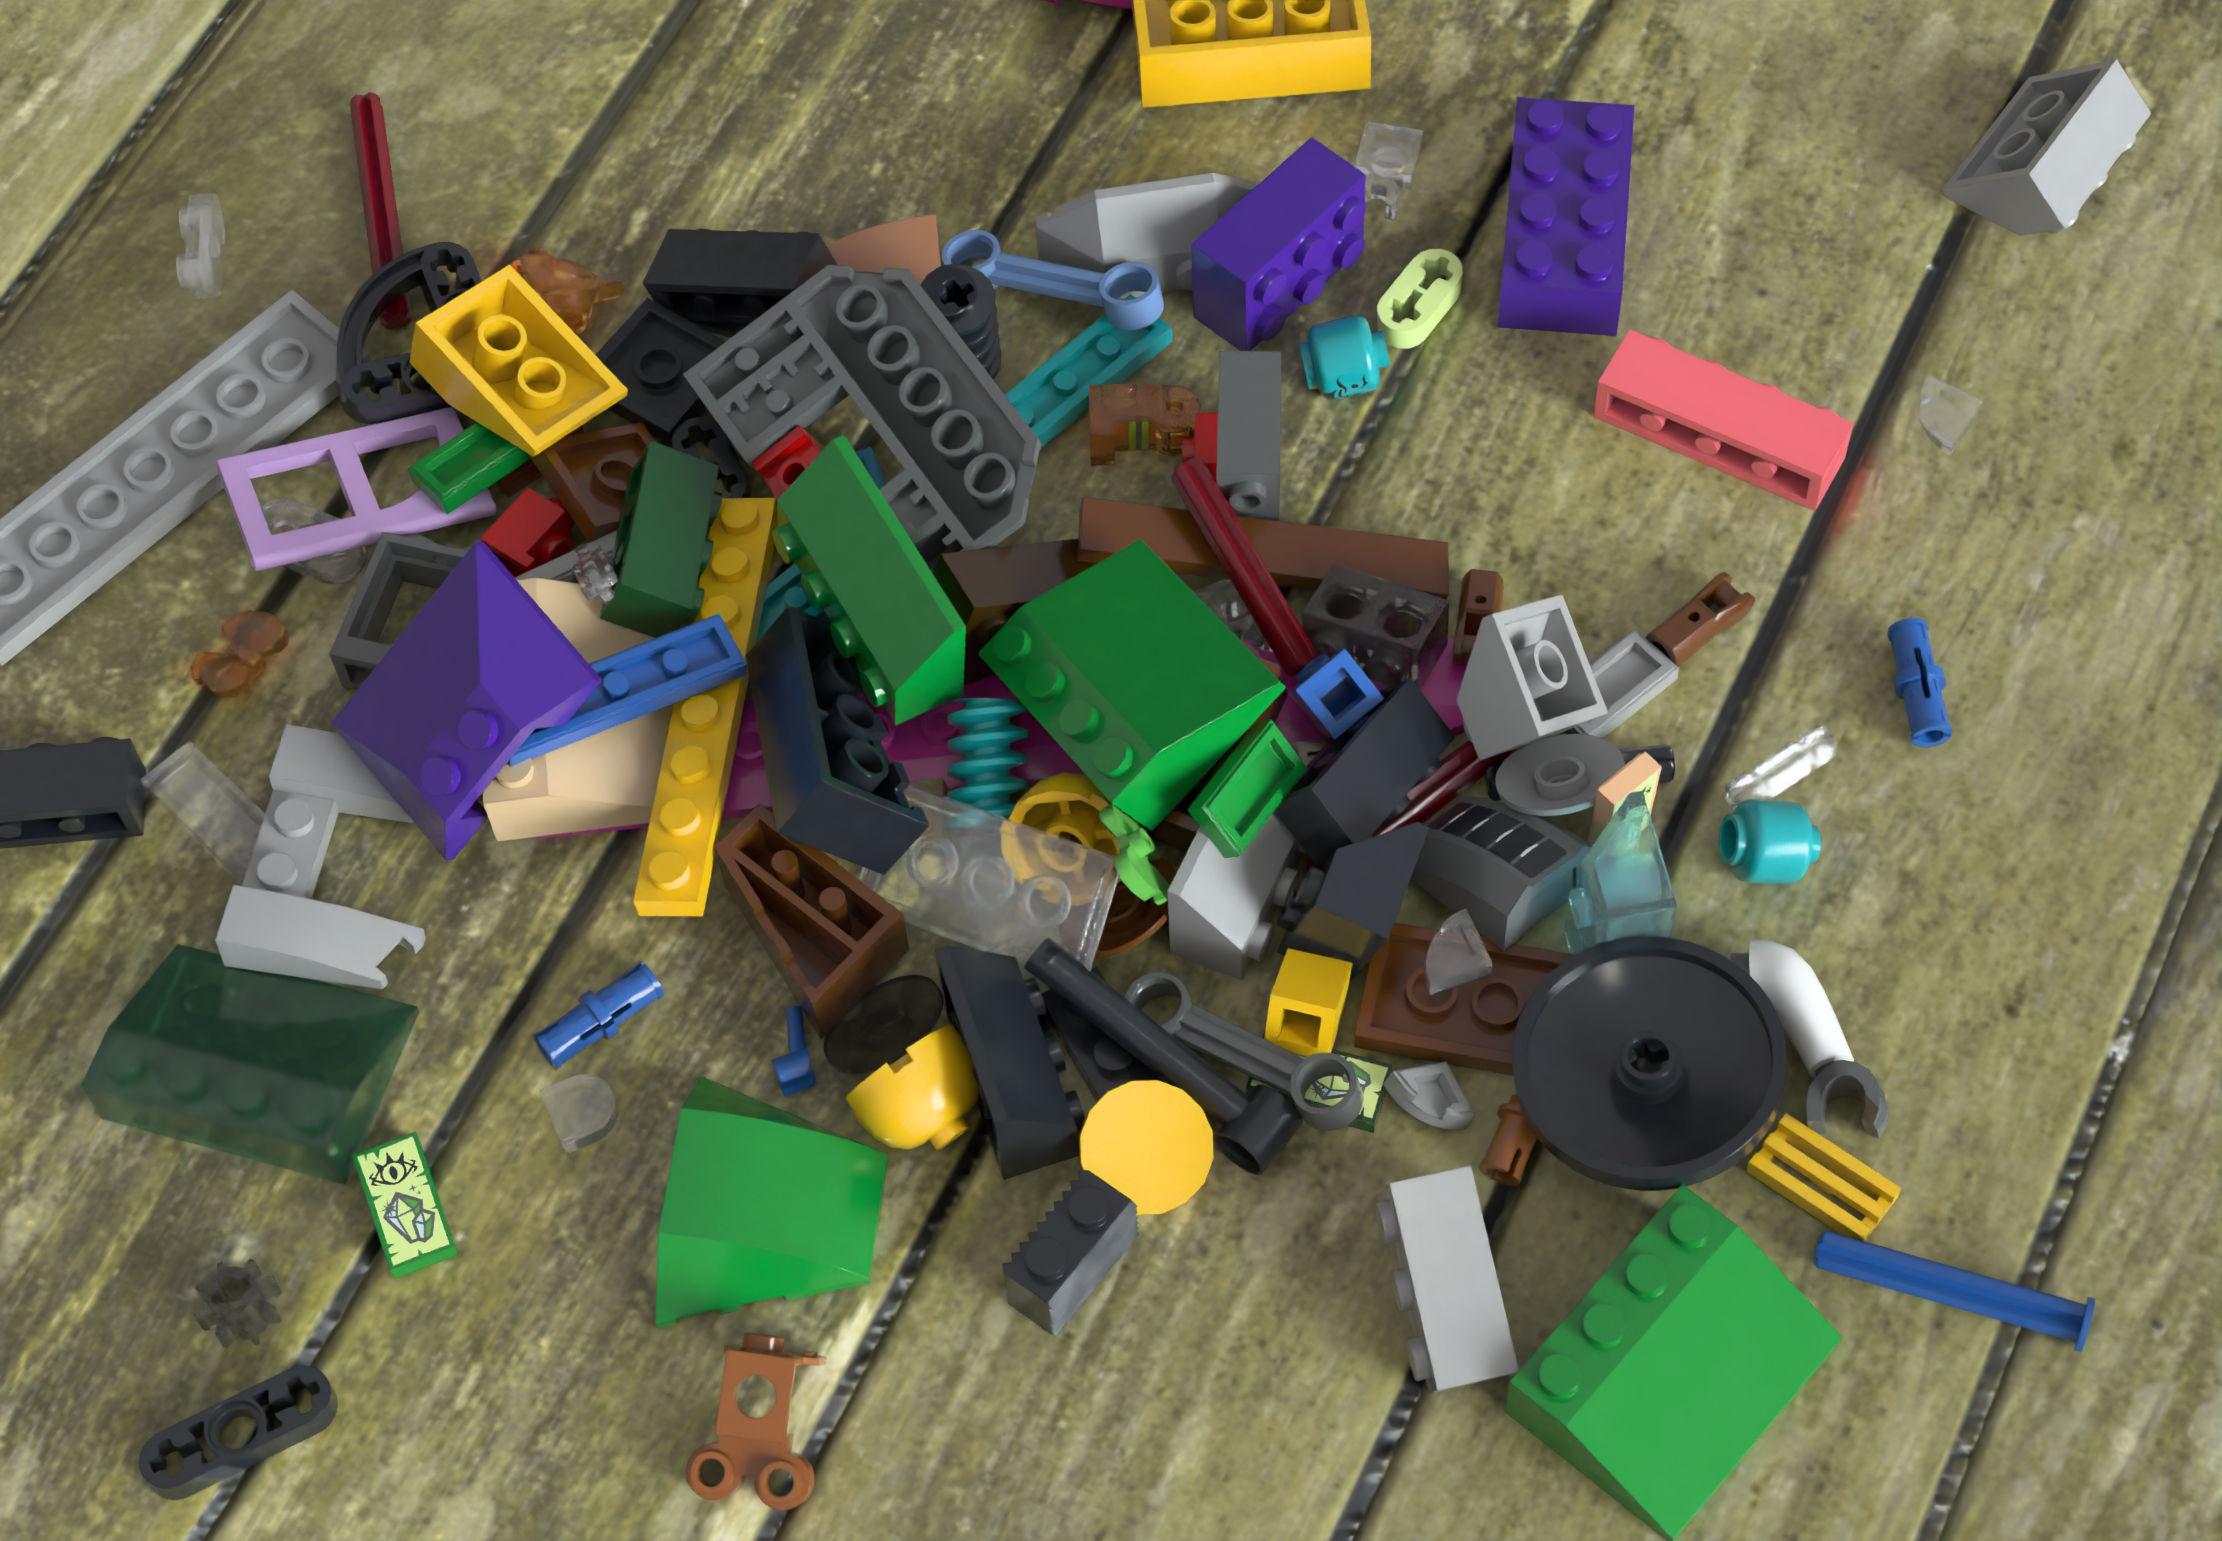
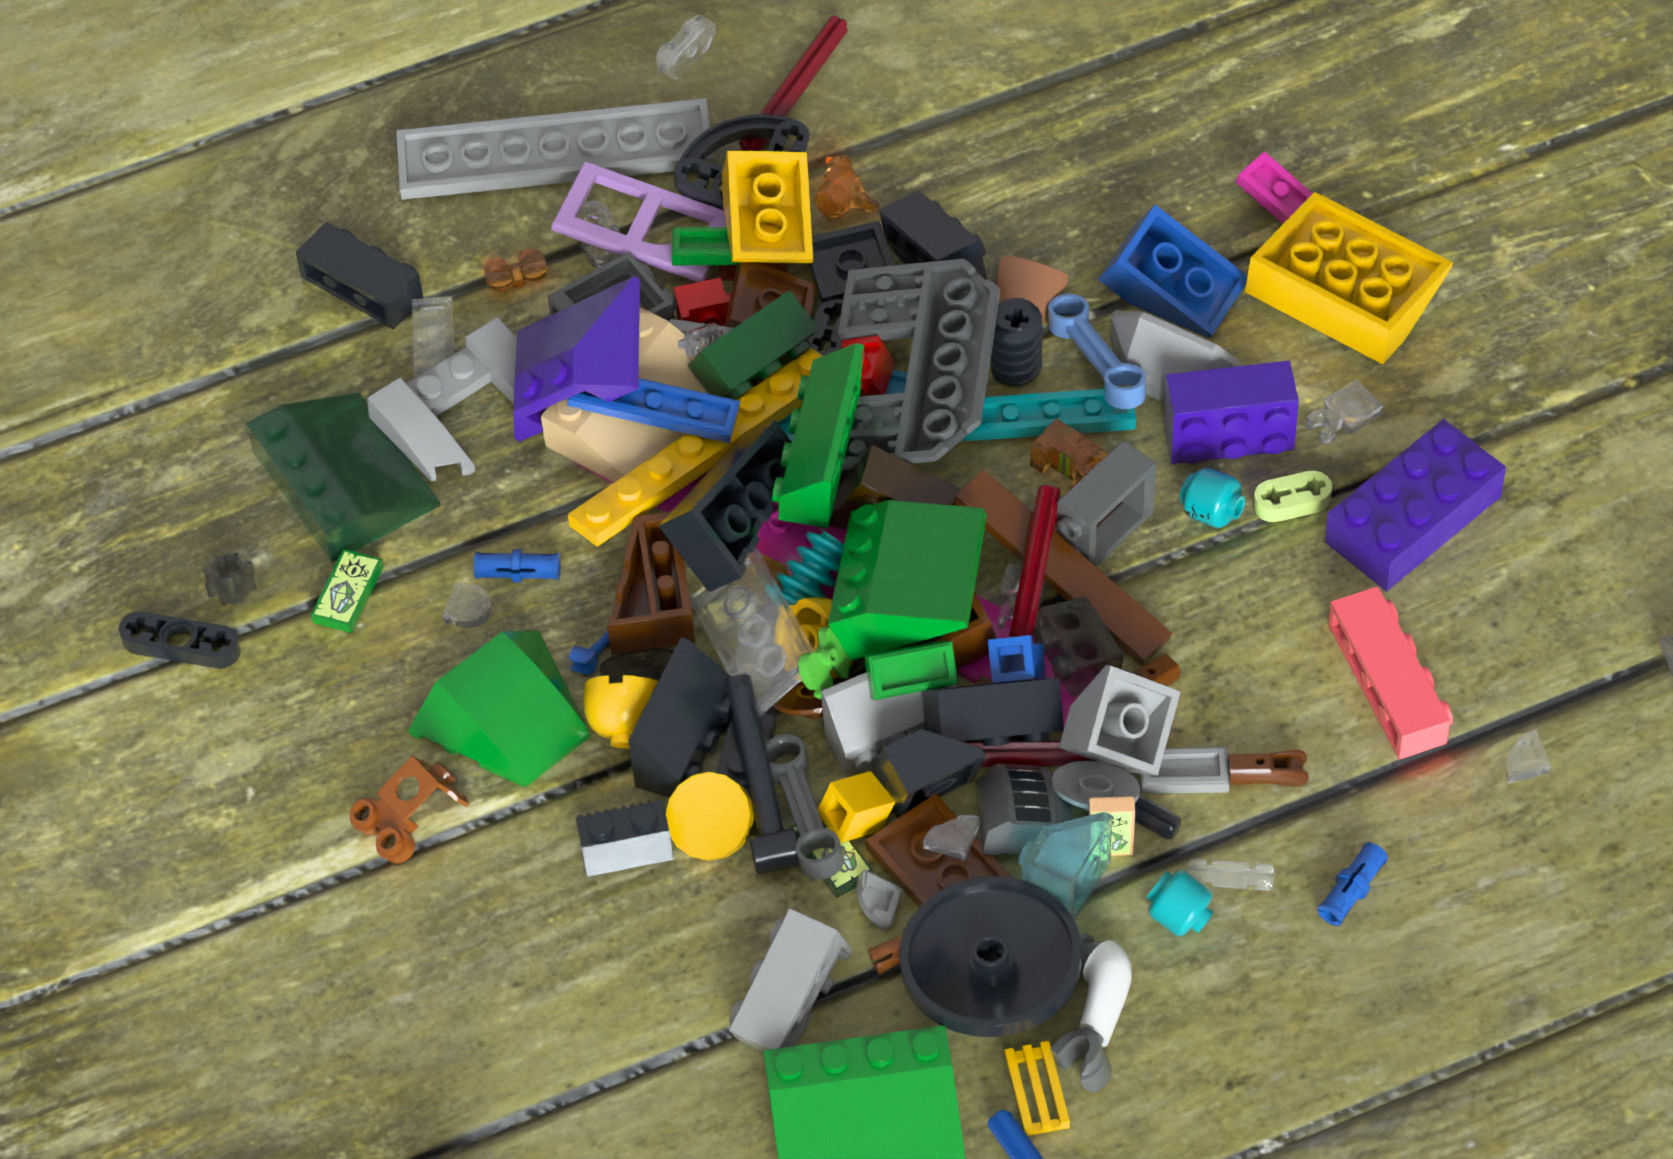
camera: 40 degrees right, 5 degrees down
(1044, 137) = (1173, 274): none -> blue slope

